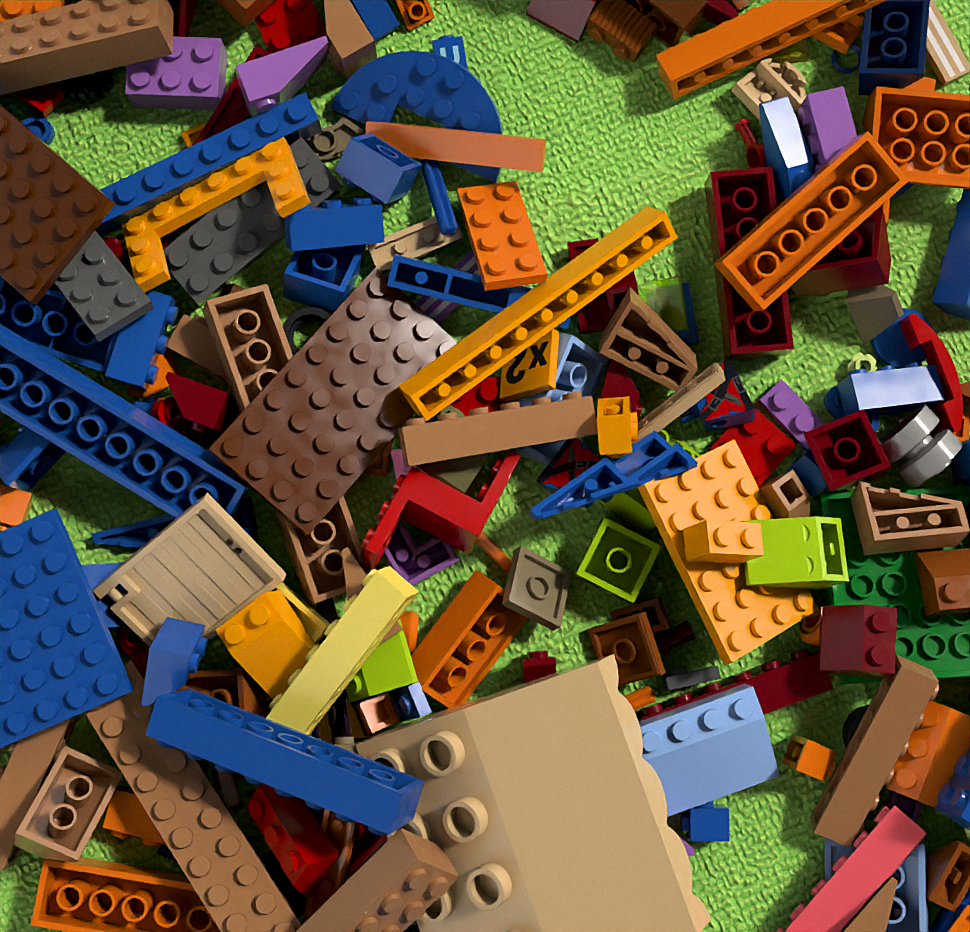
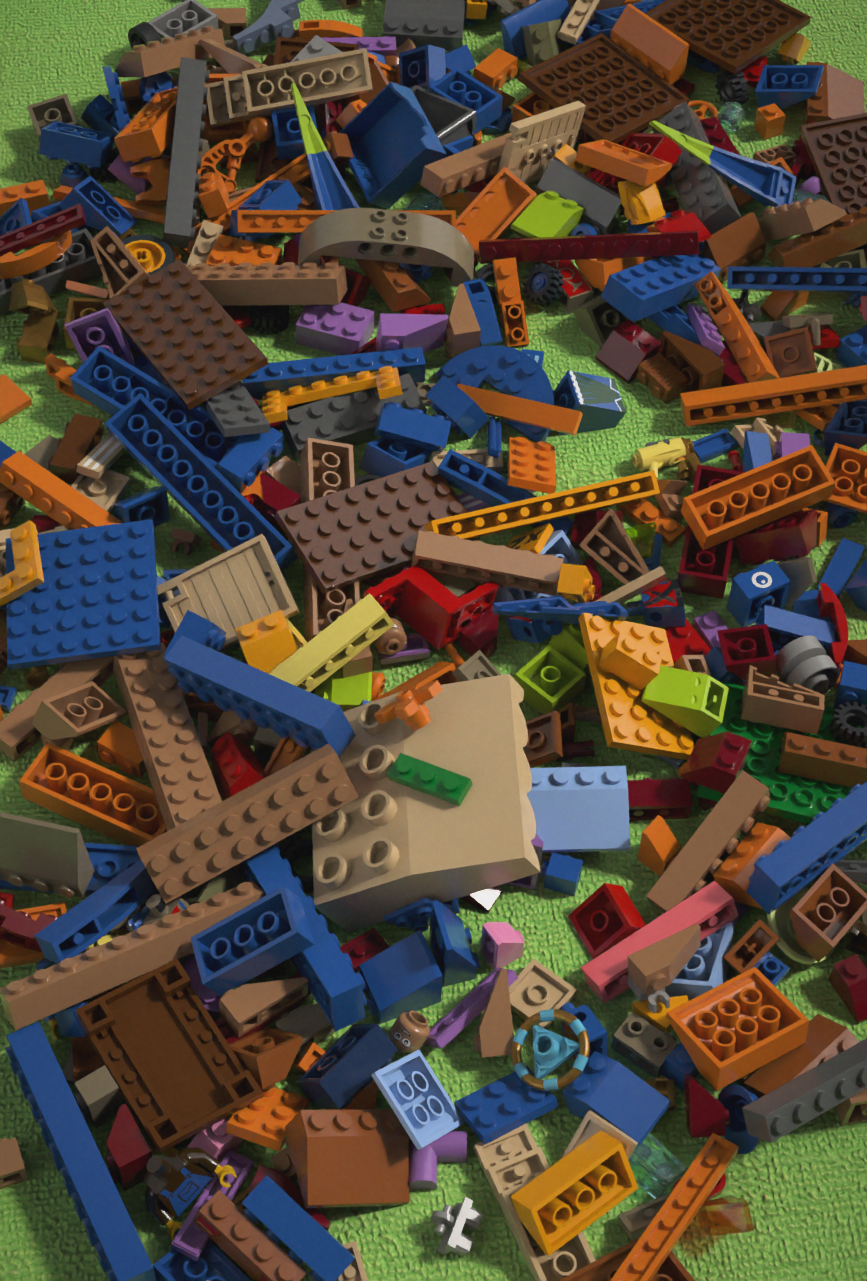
camera: 20 degrees right, 30 degrees down
(95, 480) = (184, 538): none -> nougat tile
(408, 562) = (392, 640): none -> medium nougat head
(490, 752) = (411, 706): none -> orange plant
(513, 509) = (480, 634): none -> dark red slope
(541, 99) = (594, 397): none -> slope
(542, 842) = (430, 779): none -> green plate
(653, 154) = (662, 454): none -> light yellow piece
(662, 582) = (591, 714): none -> medium nougat piece
(679, 261) = (645, 512): none -> orange plate
(685, 224) = (669, 497): none -> medium nougat slope
(697, 167) = (688, 468): none -> pearl gold tile
(711, 116) = (714, 445): none -> blue tile
(776, 870) = (606, 918): none -> red slope
(836, 346) = (755, 589): none -> blue brick
(916, 263) = (842, 566): none -> blue tile

